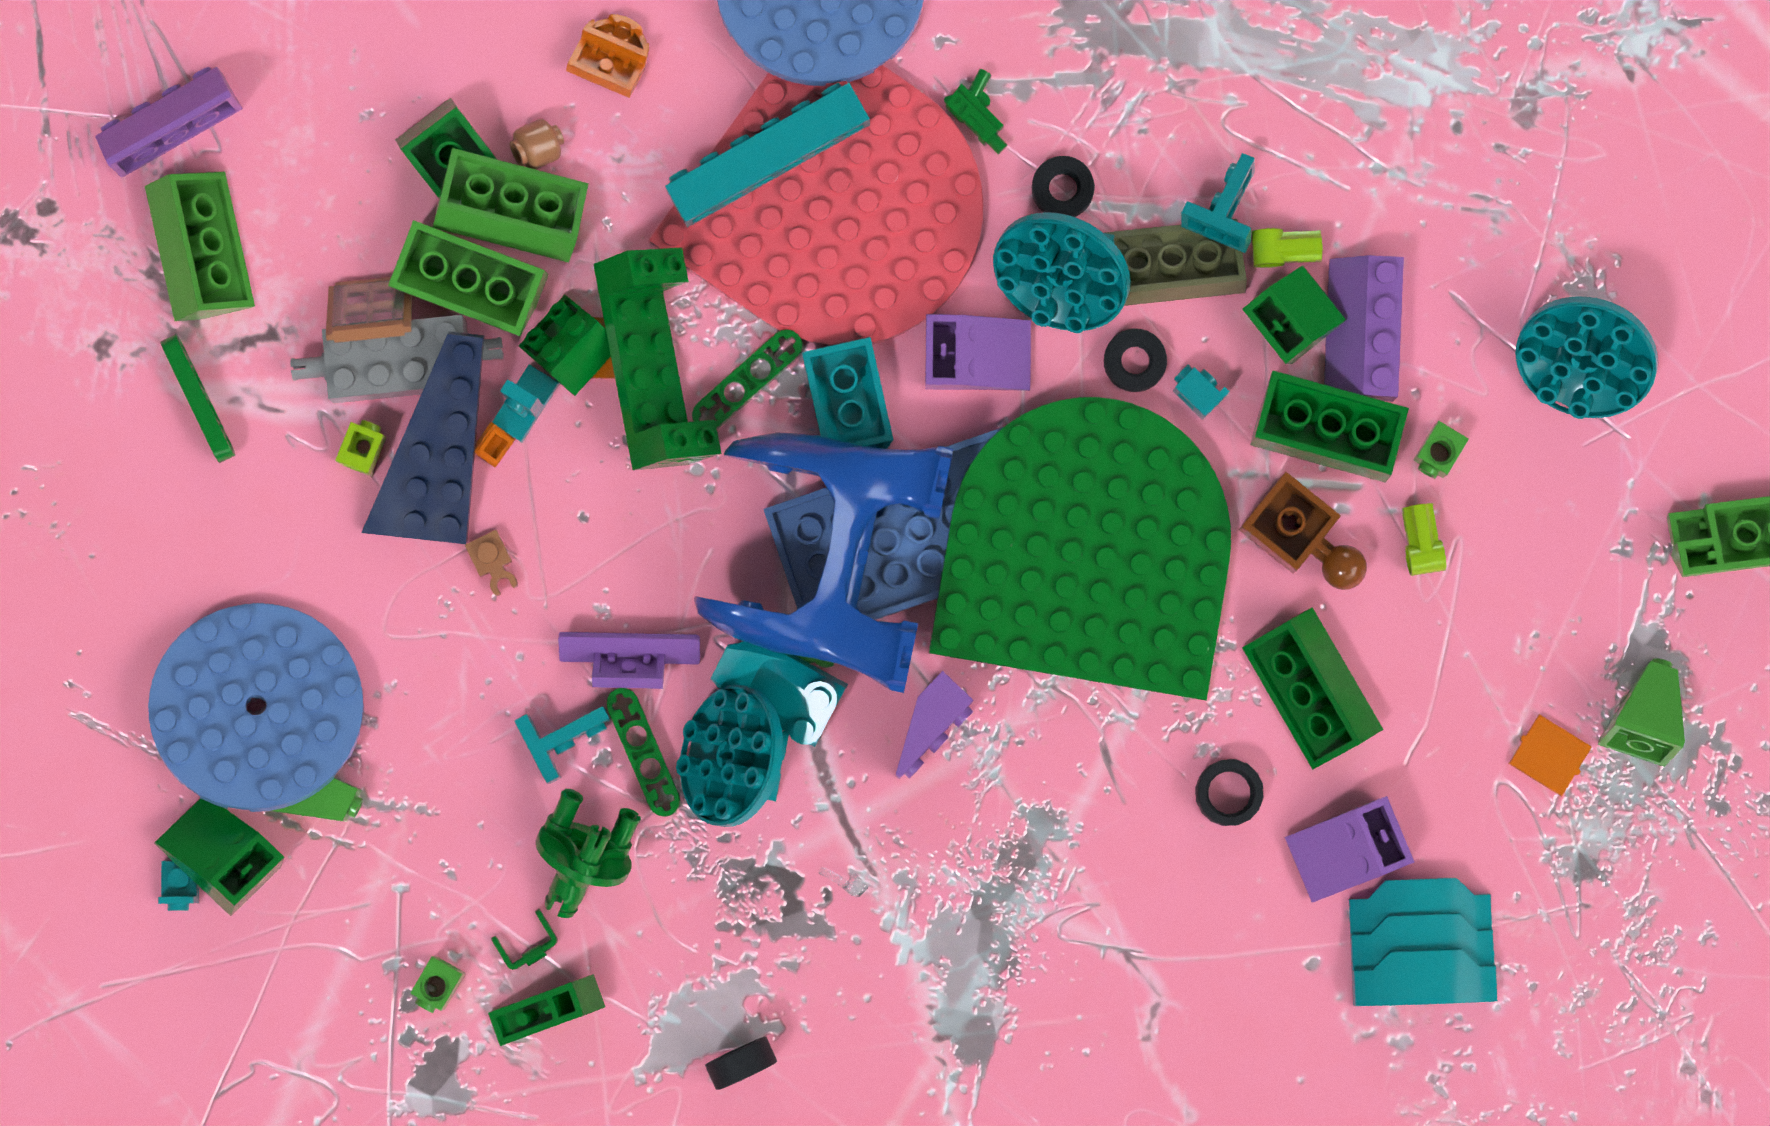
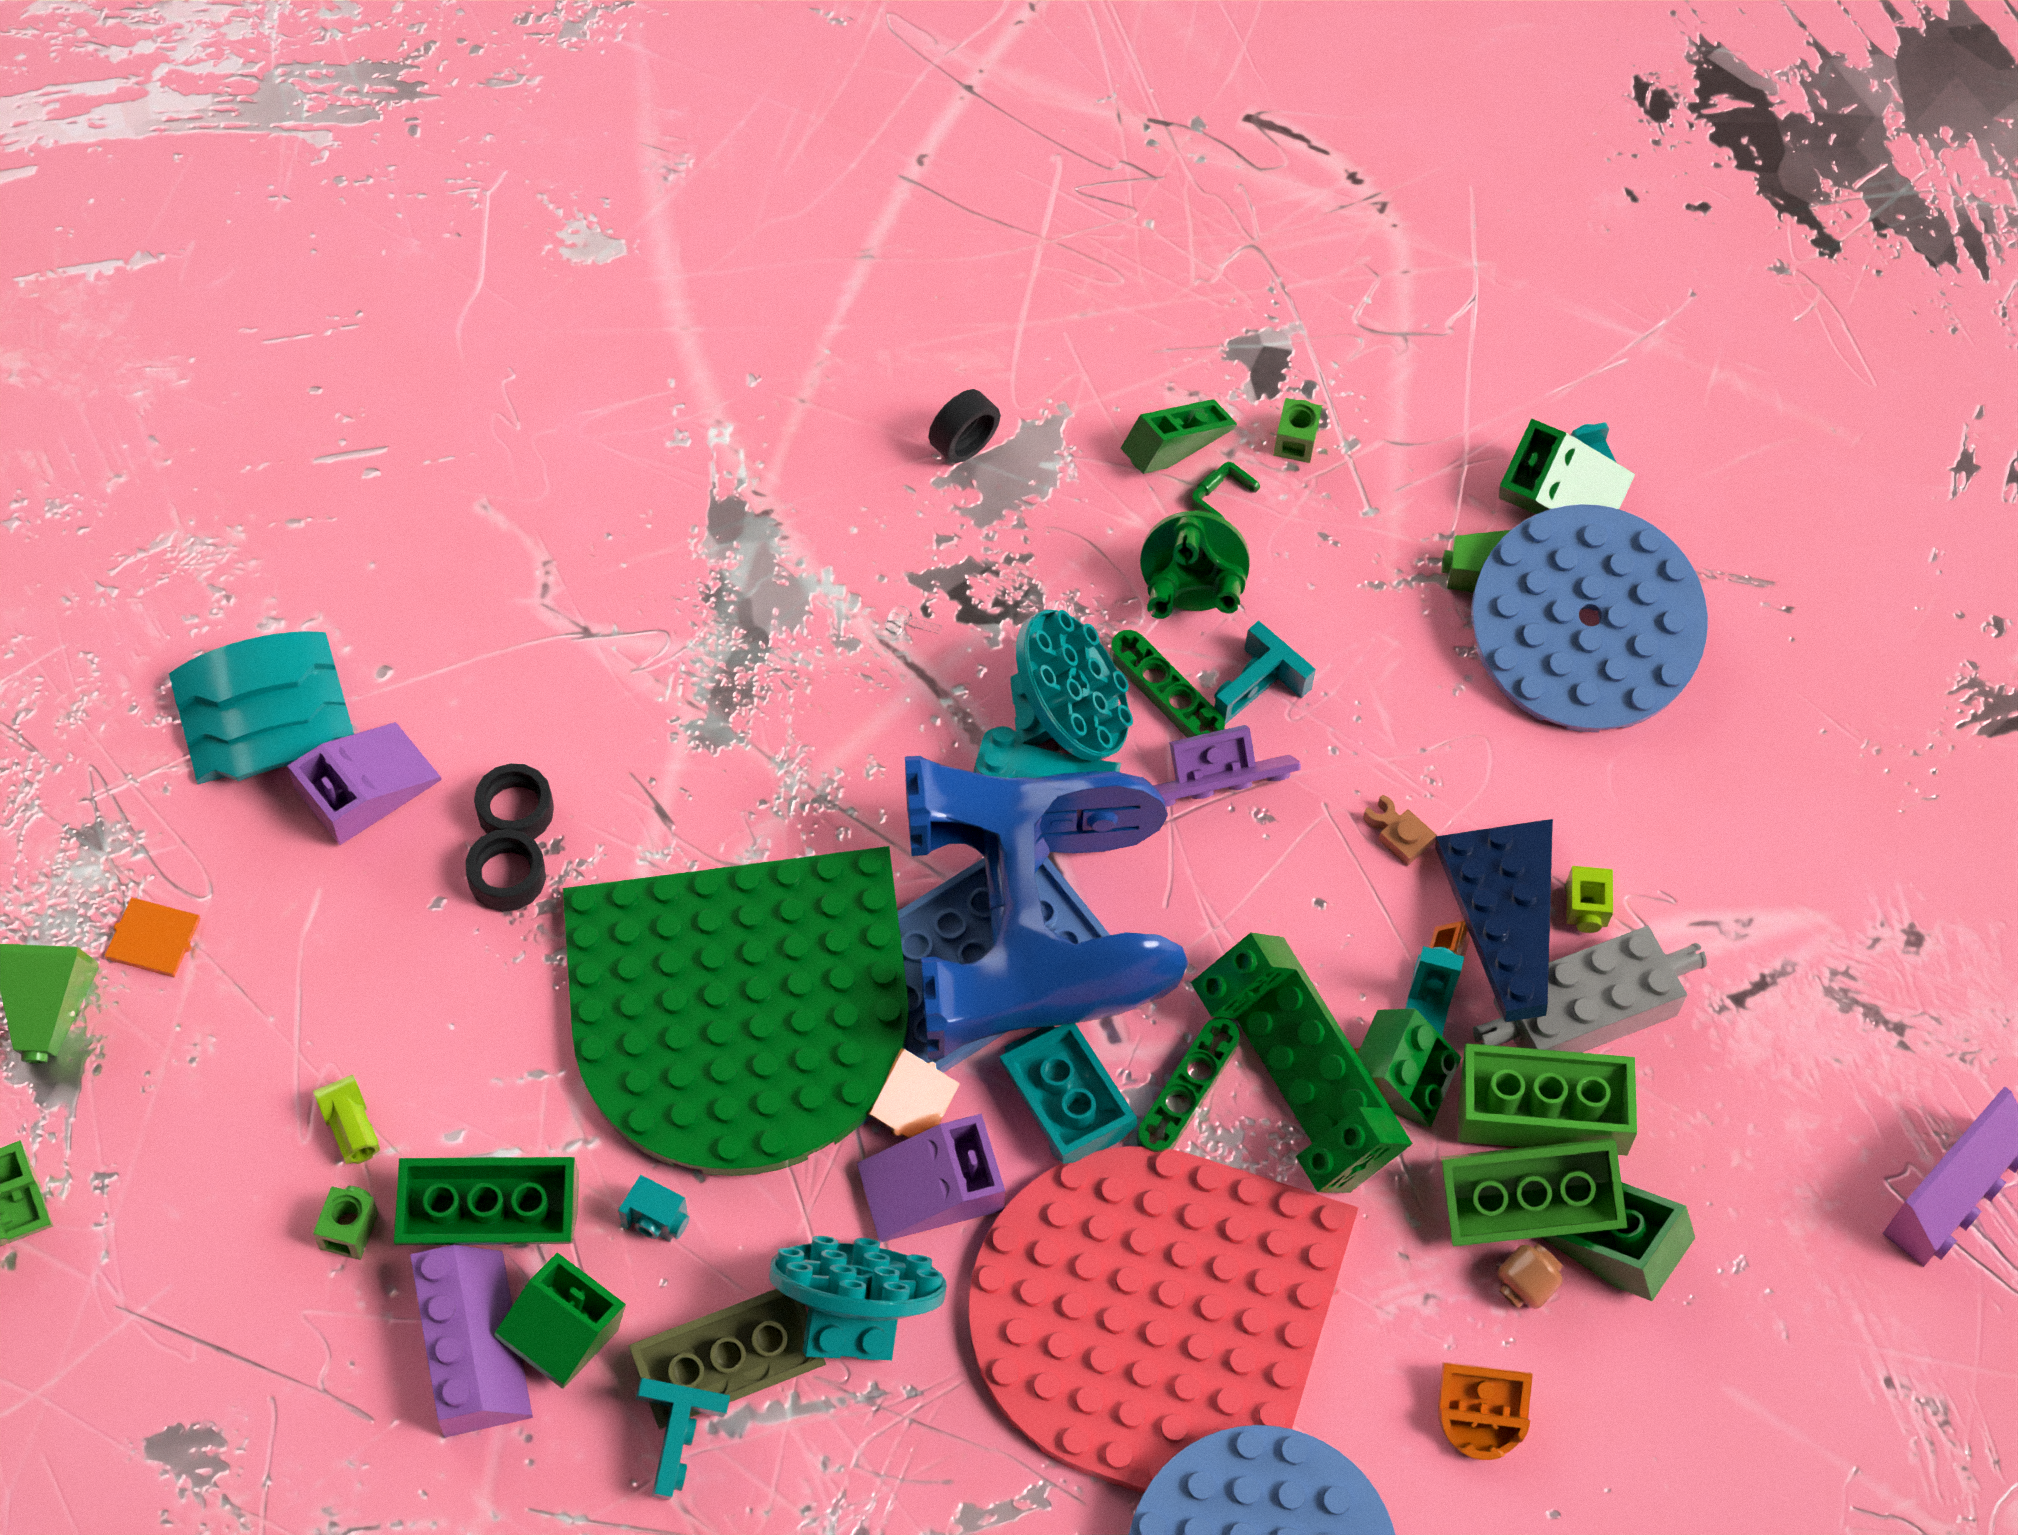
camera: 160 degrees right, 25 degrees down
(198, 398) = (1788, 904): green beam -> none
(199, 245) = (1860, 1061): bright green slope -> none
(367, 311) = (1647, 1024): piece -> none
(767, 154) = (1254, 1329): teal brick -> none
(933, 714) = (859, 788): medium lavender slope -> none
(970, 108) = (1026, 1470): green piece -> none
(971, 426) = (913, 1096): none -> piece
(1067, 166) = (885, 1434): black tyre -> none
(1145, 341) = (741, 1256): black tyre -> none
(1254, 703) = (502, 842): none -> black tyre
(1275, 247) = (601, 1405): lime piece -> none
(1312, 688) = (441, 929): green slope -> none
(1342, 565) = (488, 1082): dark orange brick -> none
(1586, 357) = (181, 1369): teal bracket -> none

